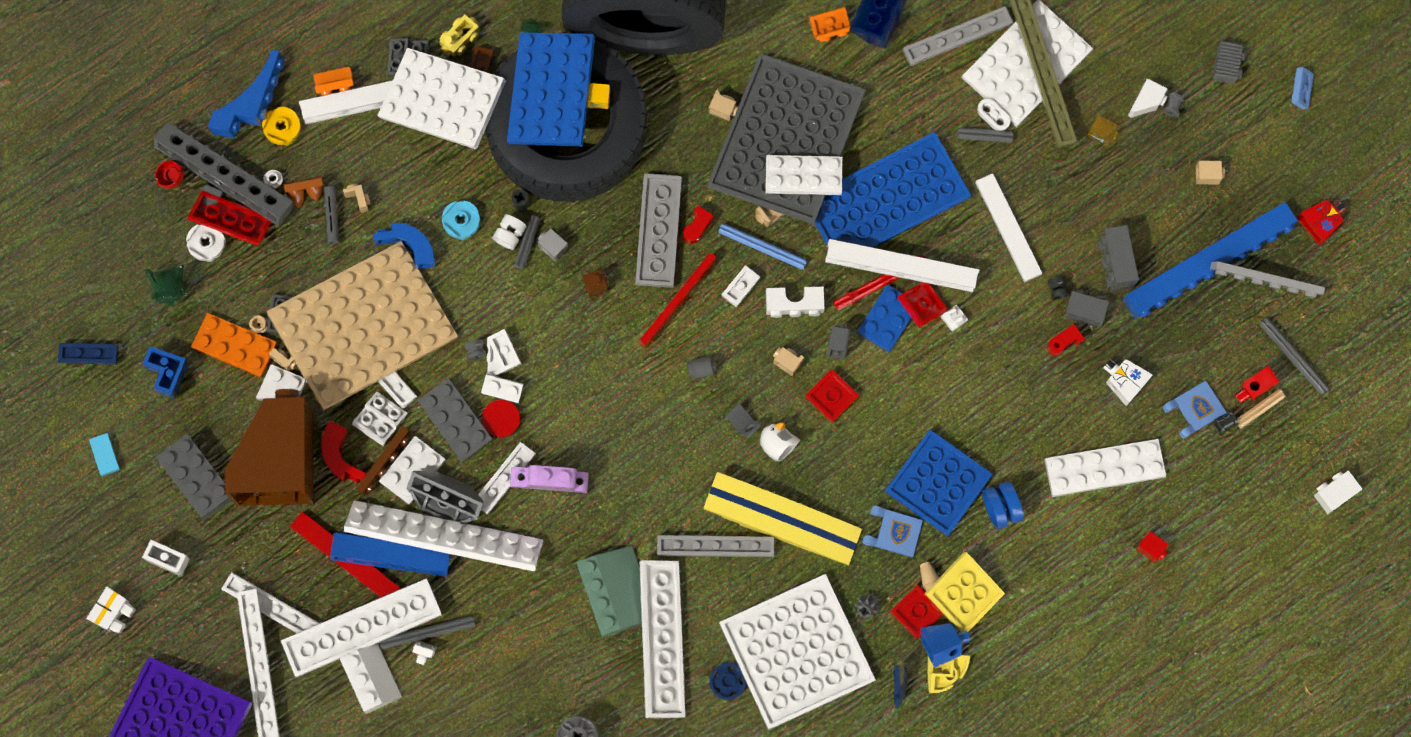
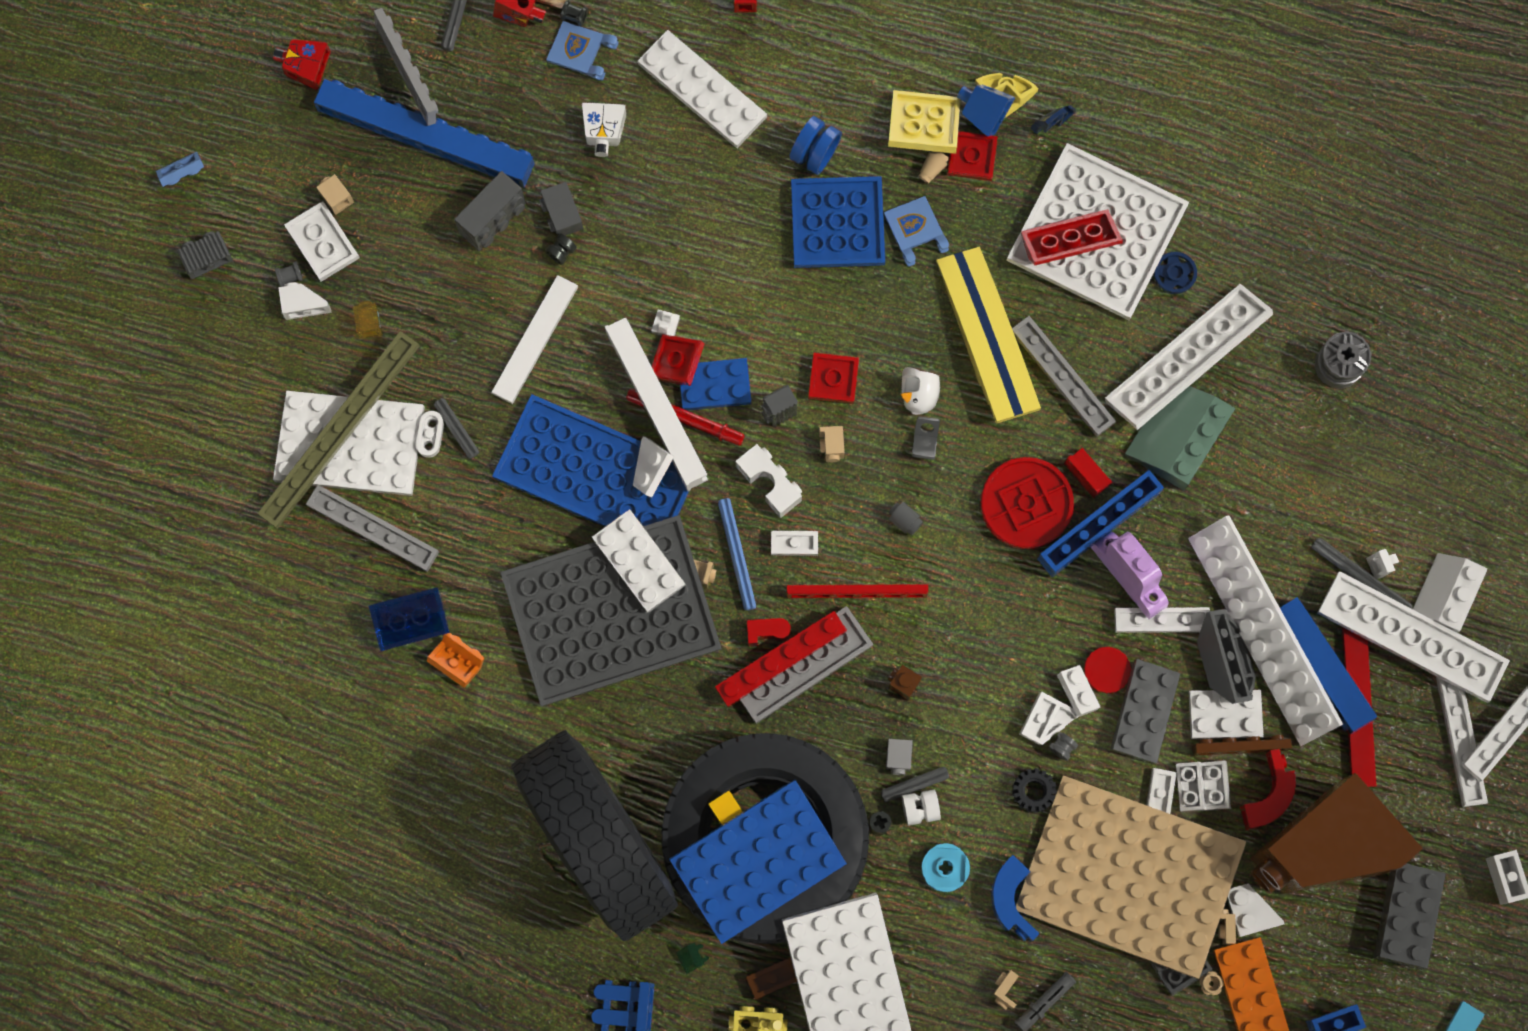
camera: 125 degrees left, 0 degrees up
(466, 321) = (1048, 790): none -> black tyre
(597, 487) = (1100, 523): none -> blue brick
(638, 510) = (1087, 472): none -> red panel
(649, 454) = (1027, 503): none -> red plate
(671, 218) = (780, 659): none -> red plate
(723, 106) = (624, 699): tan window -> none
(804, 624) = (1071, 237): none -> red slope
(861, 230) = (651, 466): none -> white wing
(867, 606) = (1005, 198): dark grey gear -> none
(1065, 339) = (607, 208): red leg -> none
(1181, 141) = (321, 241): none -> white plate

